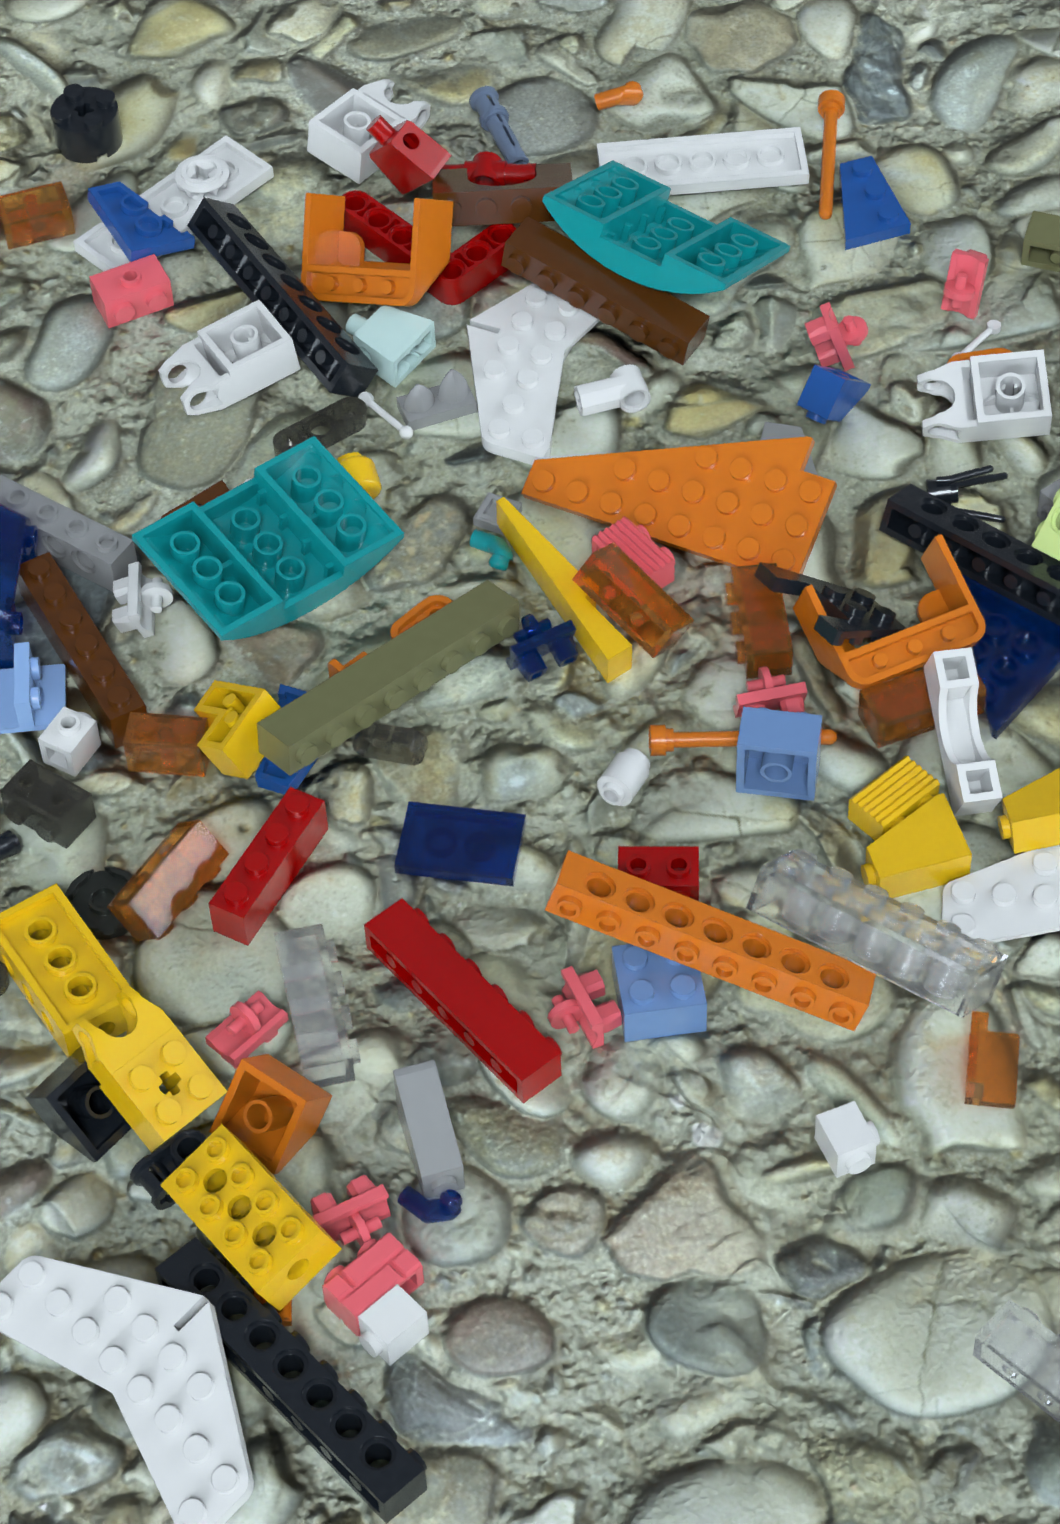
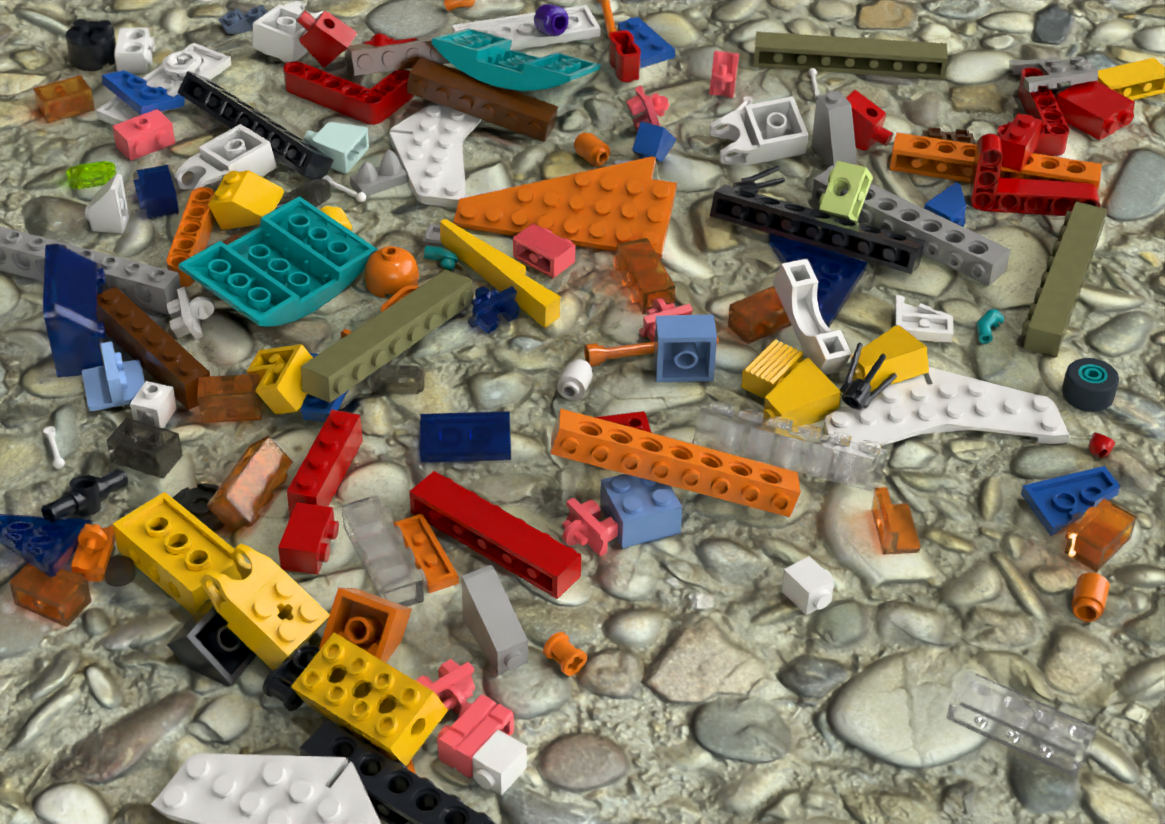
camera: 15 degrees left, 10 degrees down
(52, 349) = (90, 174): none -> clear neon green beam
(63, 415) = (109, 208): none -> white slope
(132, 392) = (156, 191): none -> clear blue brick
(142, 139) = (134, 50): none -> white brick
(168, 466) = (192, 232): none -> orange beam
(224, 971) = (307, 538): none -> red brick
(245, 424) = (243, 199): none -> yellow slope
(246, 1028) = (335, 571): coral hips -> none
(295, 100) = (236, 22): none -> sand blue slope
(335, 258) = (290, 105): orange windscreen -> none
(371, 1011) = (428, 553): none -> orange tile
(418, 567) = (390, 271): none -> orange cylinder
(434, 1210) = (506, 680): clear blue arm -> none
(495, 120) = (379, 20): sand blue pin -> none
(509, 1187) = (564, 653): none -> orange bush
(623, 389) = (507, 156): white piece -> none
(633, 600) = (553, 268): clear orange brick -> none
(736, 157) = (551, 20): none -> dark purple head
(742, 391) = (591, 149): none -> orange brick
(829, 231) = (624, 56): none -> red brick
(848, 611) = (710, 259): black wing -> none
(946, 618) = (766, 259): orange windscreen -> none
(995, 857) = (857, 393): none -> black plant

